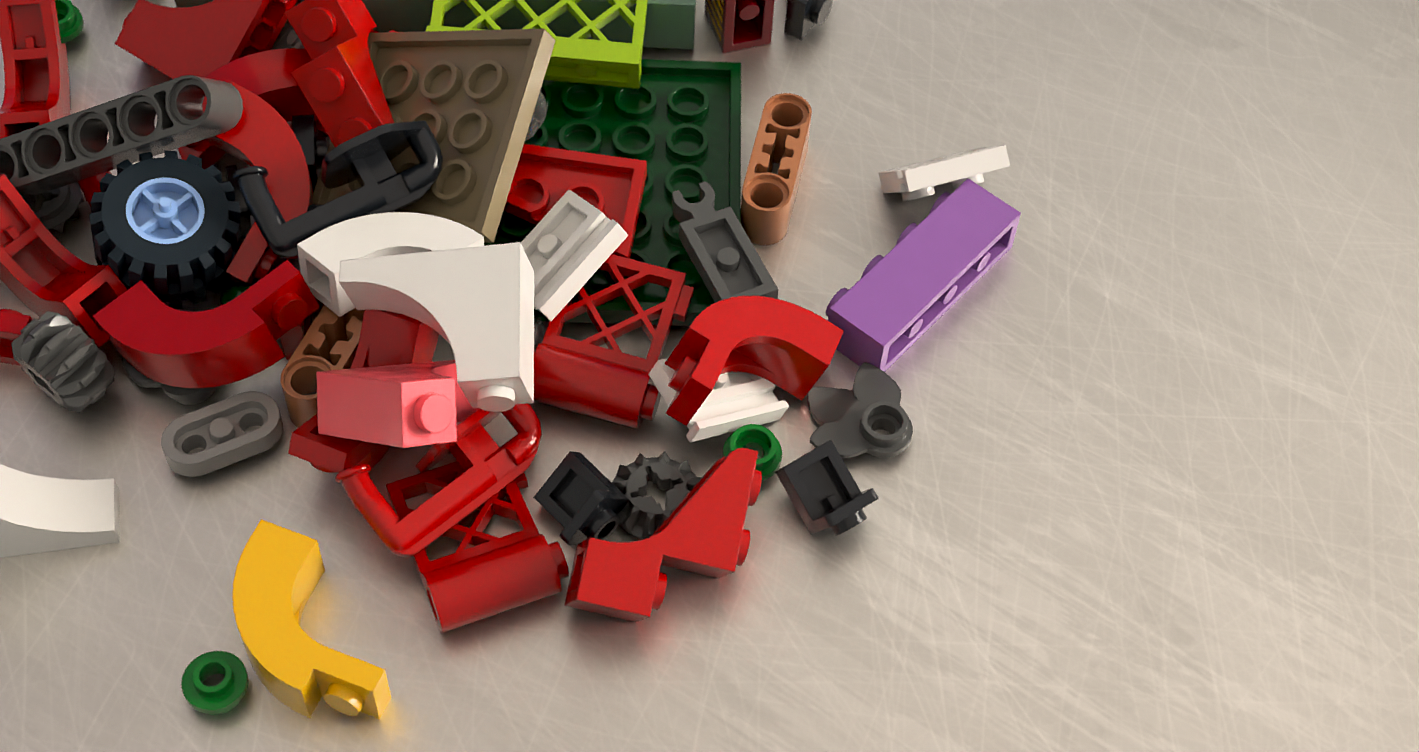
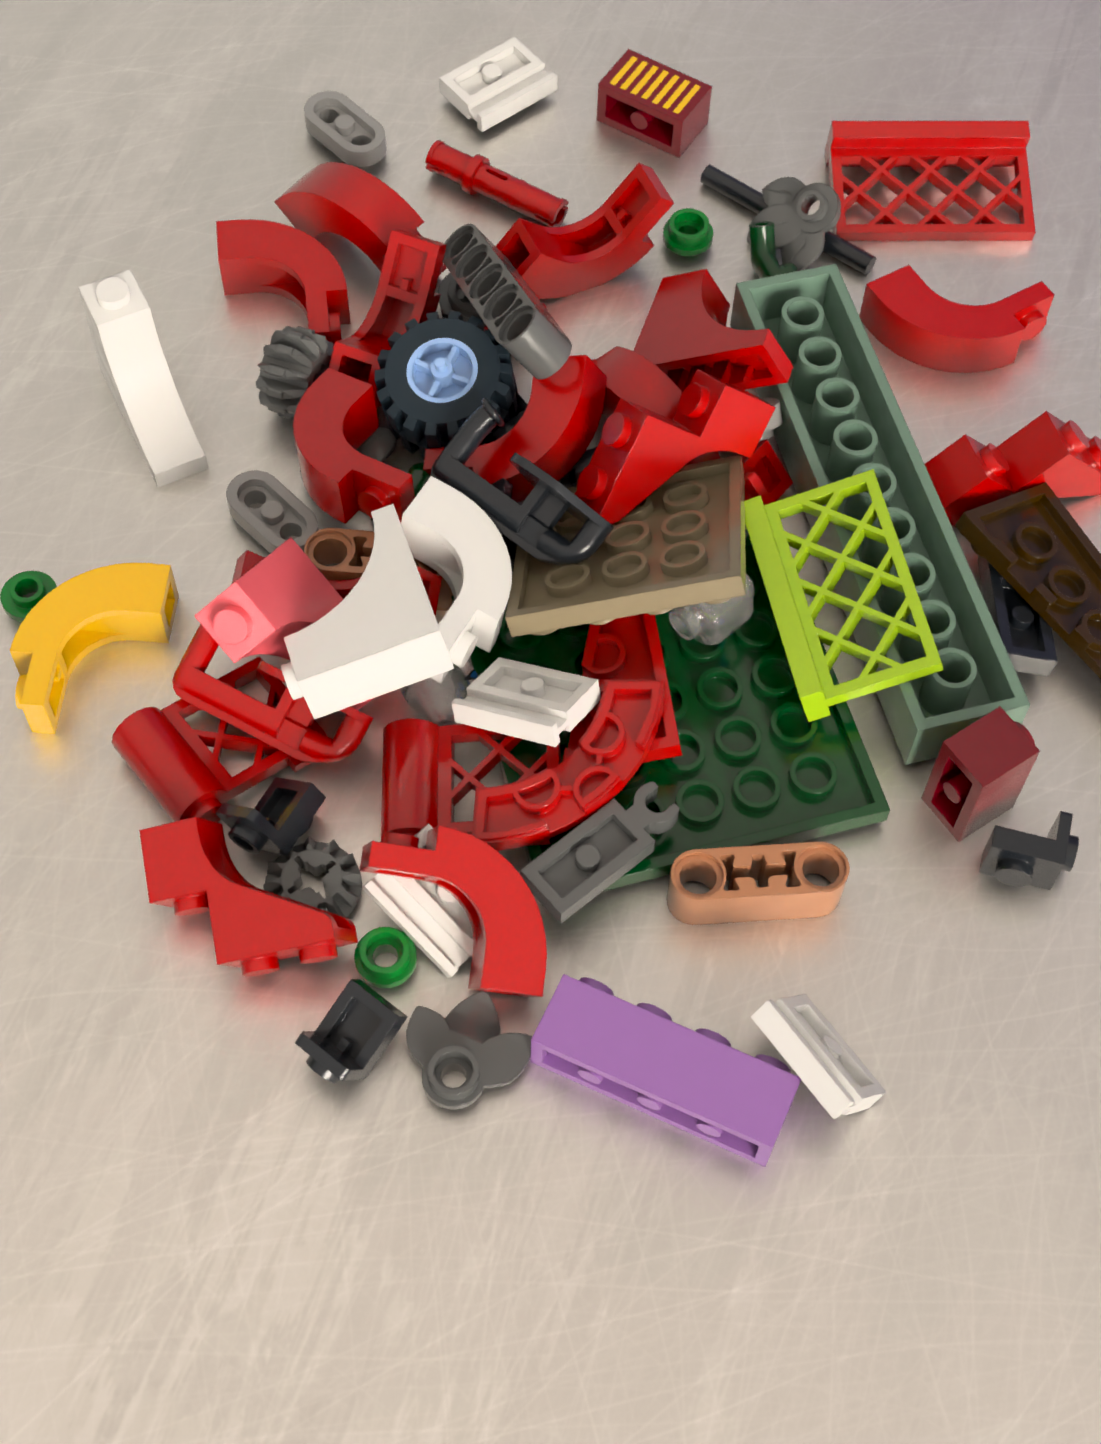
camera: 75 degrees right, 5 degrees up
(654, 242) = (585, 781): none -> red tile

